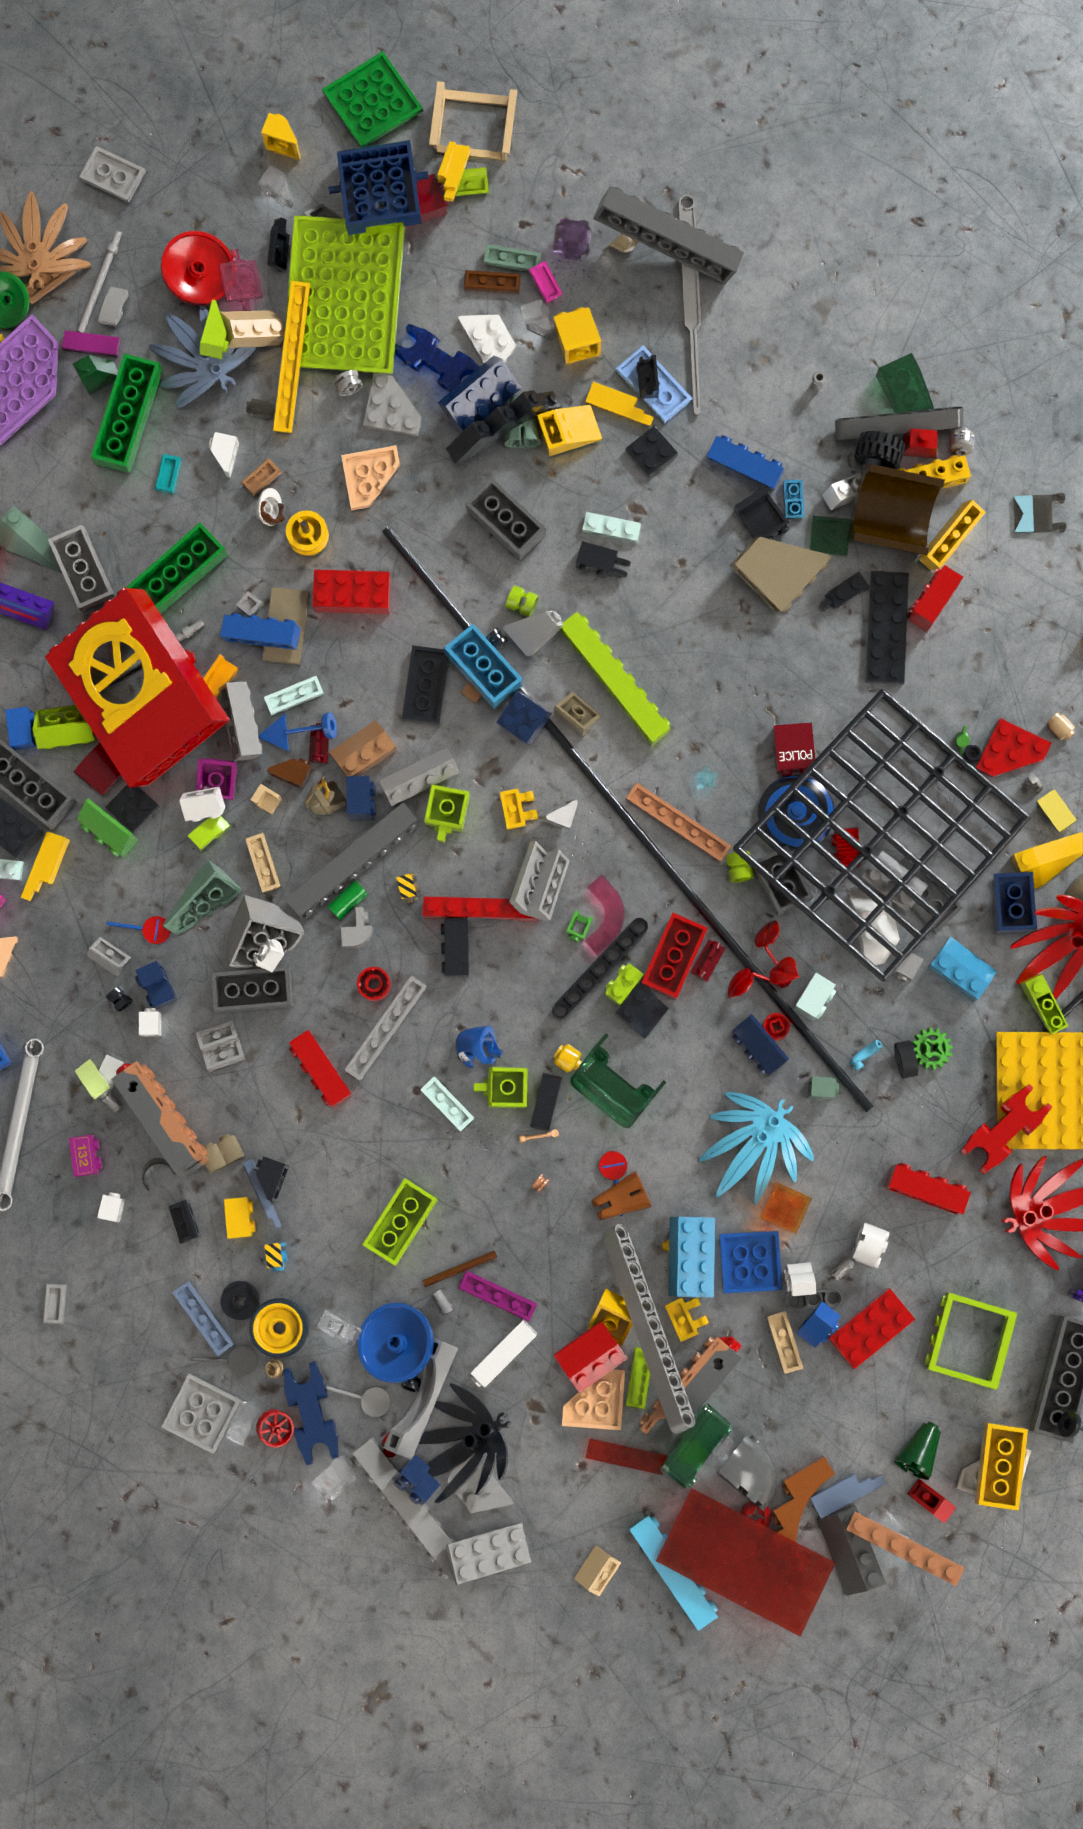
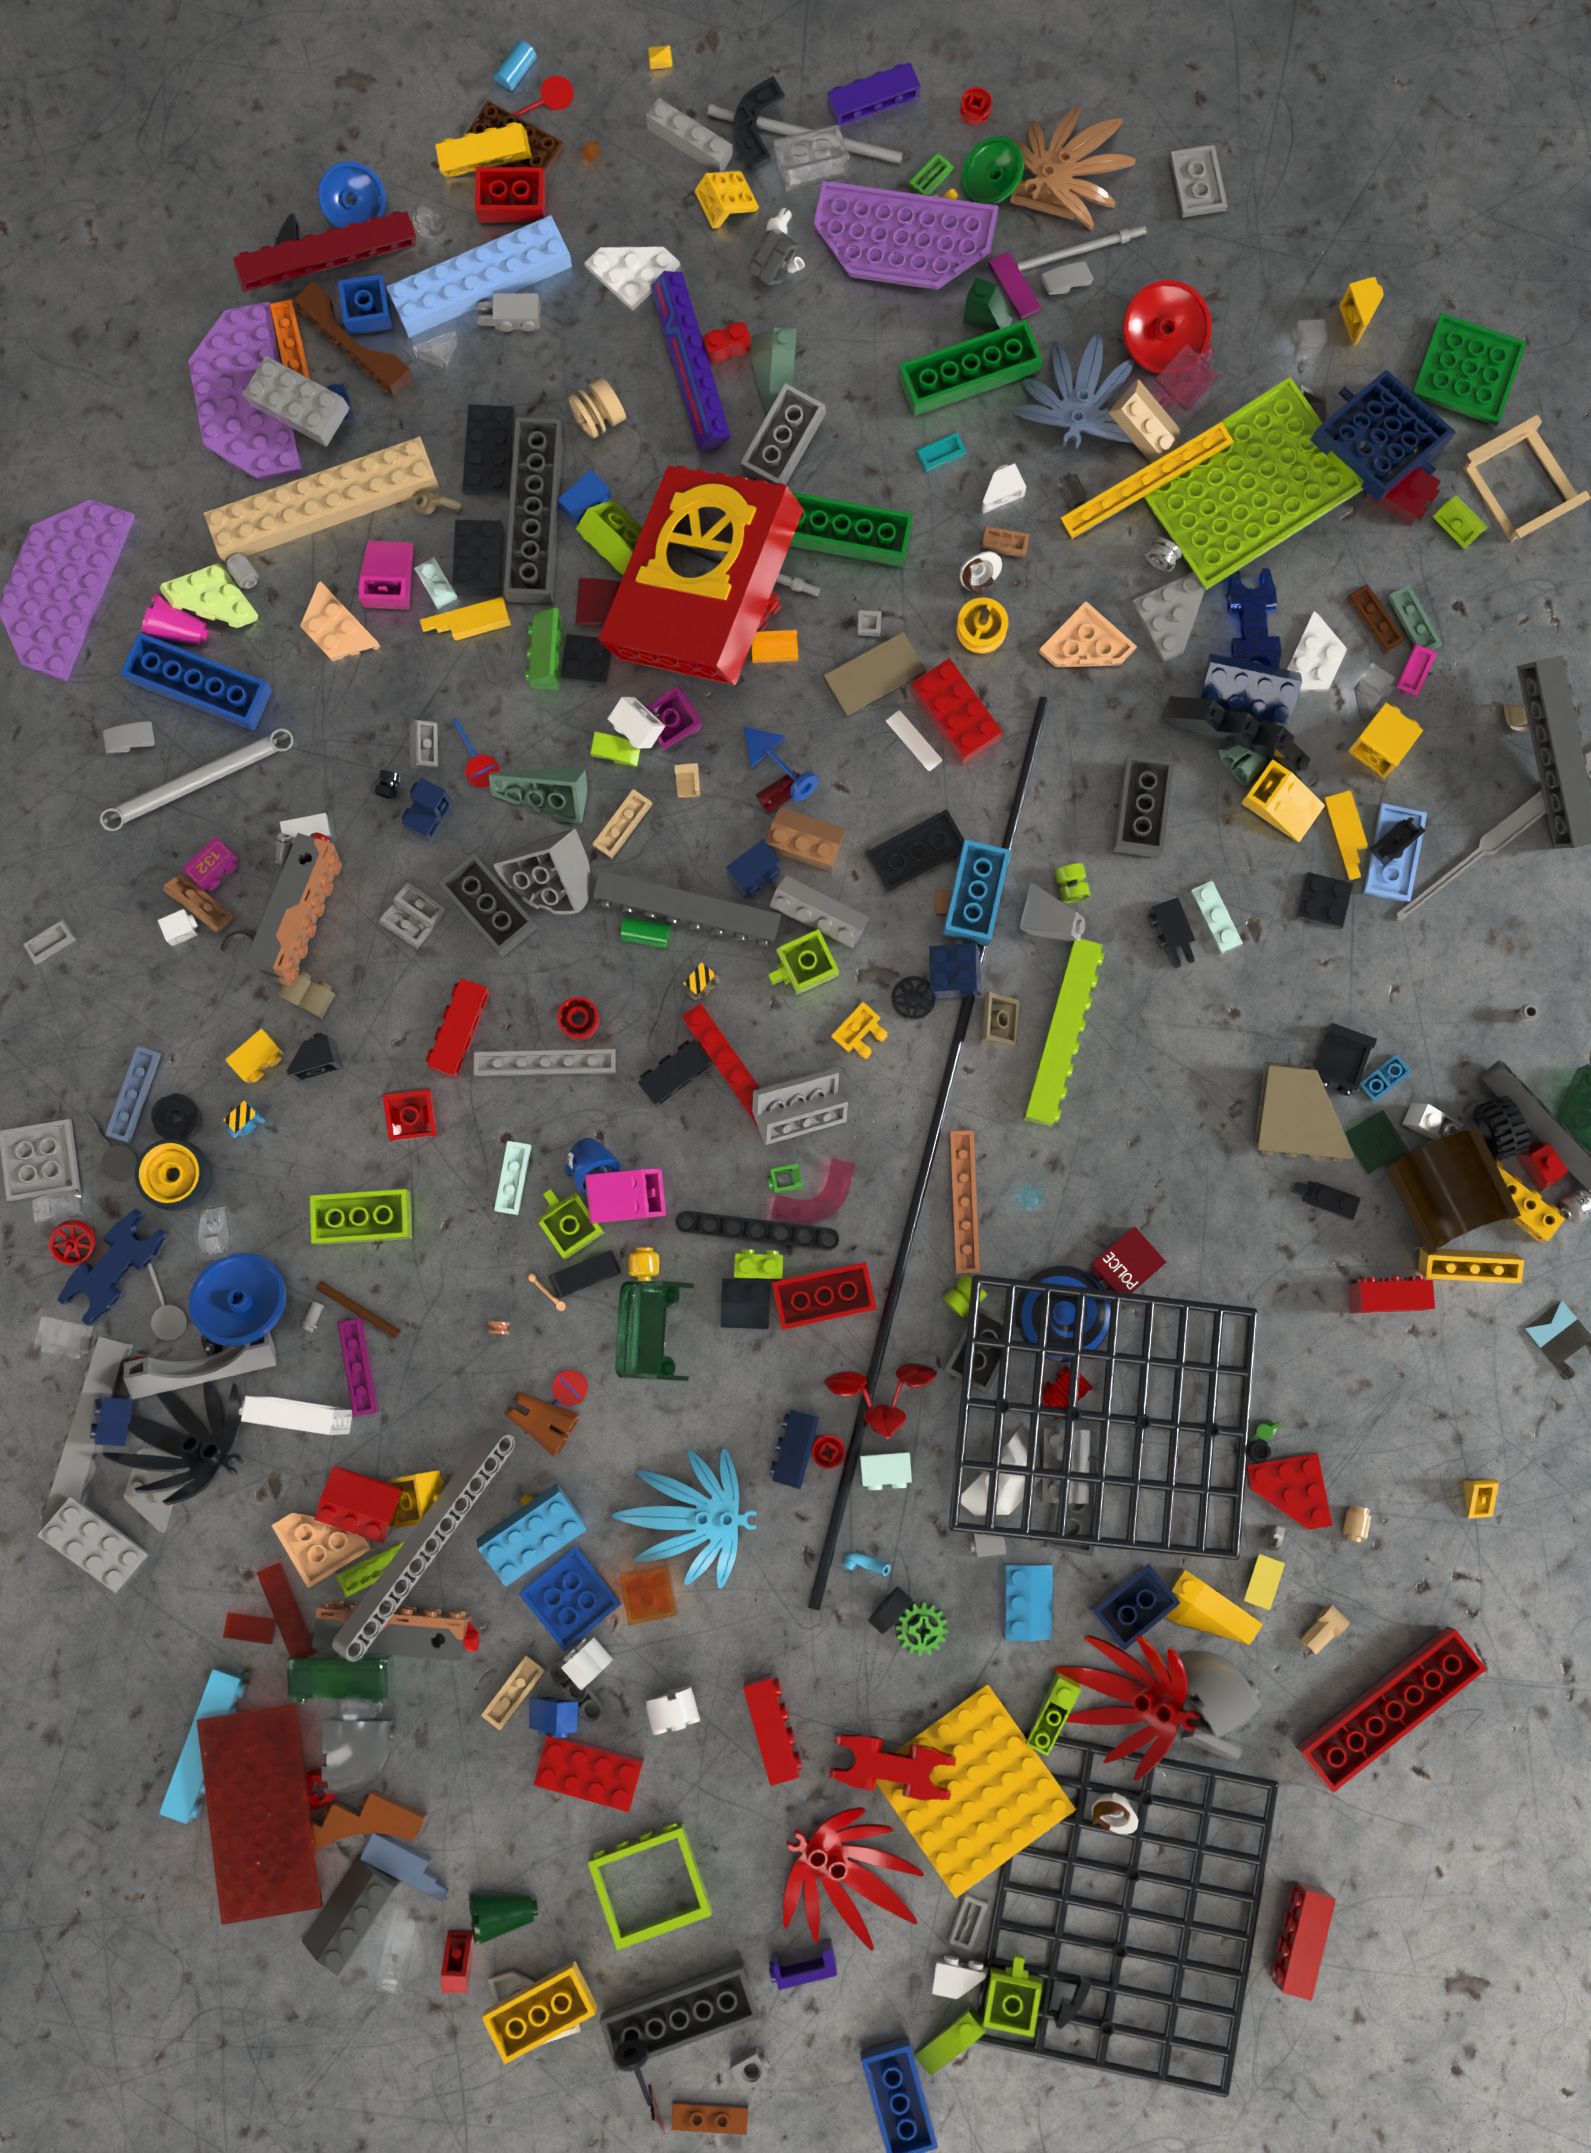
camera: 50 degrees right, 0 degrees up
(92, 1079) = (290, 816): yellowish green slope -> none
(104, 1182) = (198, 902): none -> medium nougat plate
(149, 1023) = (385, 831): white brick -> none
(184, 1221) = (216, 1007): black hinge -> none
(214, 335) = (1106, 390): lime slope -> none
(241, 727) = (746, 698): light grey brick -> none
(260, 631) = (849, 653): blue brick -> none
(266, 1205) = (283, 1080): sand blue piece -> none
(269, 955) = (529, 894): white brick -> none
(274, 1368) = (131, 1199): tan plate -> none
(278, 245) = (1250, 387): black hinge -> none
(292, 772) = (733, 786): reddish brown slope -> none
(293, 695) = (810, 732): light aqua plate -> none
(325, 798) = (729, 835): dark tan helmet -> none
(349, 633) = (914, 740): none -> white sticker
(354, 1141) = (409, 1113): none -> red slope
(357, 936) = (620, 969): light grey brick -> none
(453, 168) = (1460, 495): yellow piece -> none
(497, 639) = (1014, 886): black wheel -> none
(515, 1036) = (625, 1195): none -> dark pink slope
(520, 758) = (912, 998): none -> black wheel
(561, 815) = (885, 1079): slope -> none
(572, 238) = (1481, 663): clear purple brick -> none
(597, 1571) = (151, 1666): tan panel -> none
(618, 1488) = (249, 1628): none -> clear red tile
(682, 1320) = (462, 1570): yellow plate -> none
(708, 960) = (846, 1333): dark red hinge -> none
(745, 462) = (1385, 1002): blue brick -> none
(822, 1088) = (798, 1545): sand green brick -> none
(842, 1268) = (631, 1697): light grey pin -> none
(887, 627) = (1324, 1268): black plate -> none
(905, 1548) = (384, 1971): nougat plate -> none

